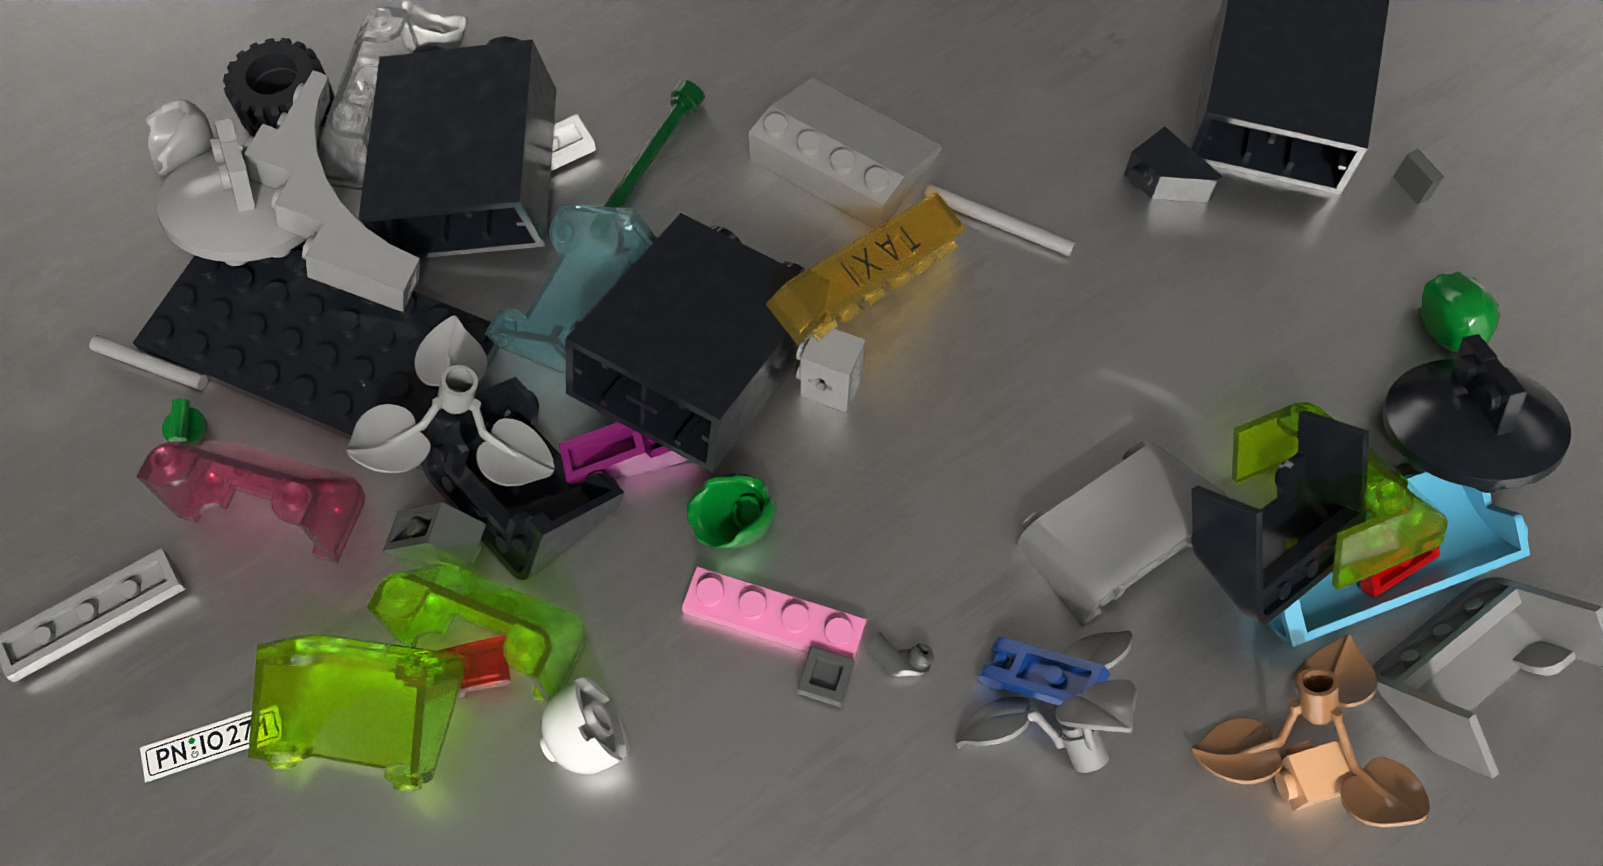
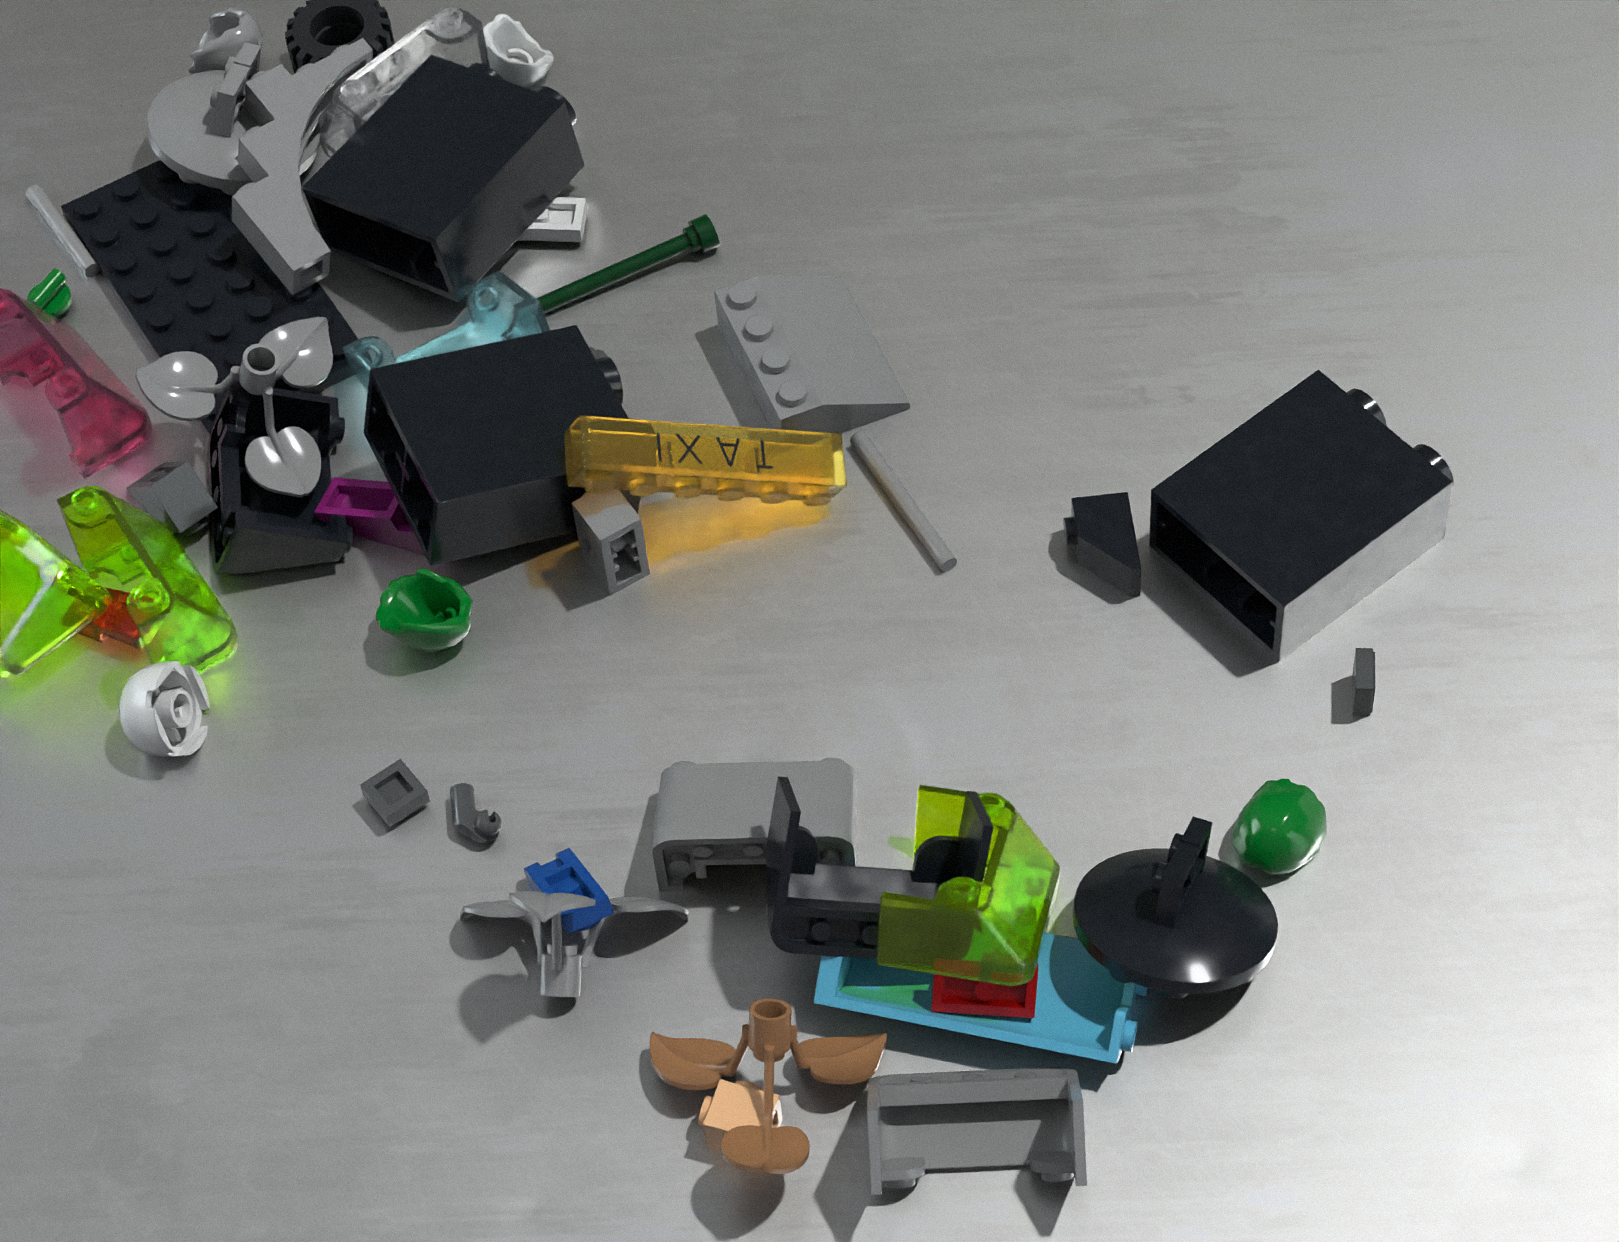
camera: 40 degrees right, 10 degrees down
(772, 614) = (397, 721): bright pink plate -> none

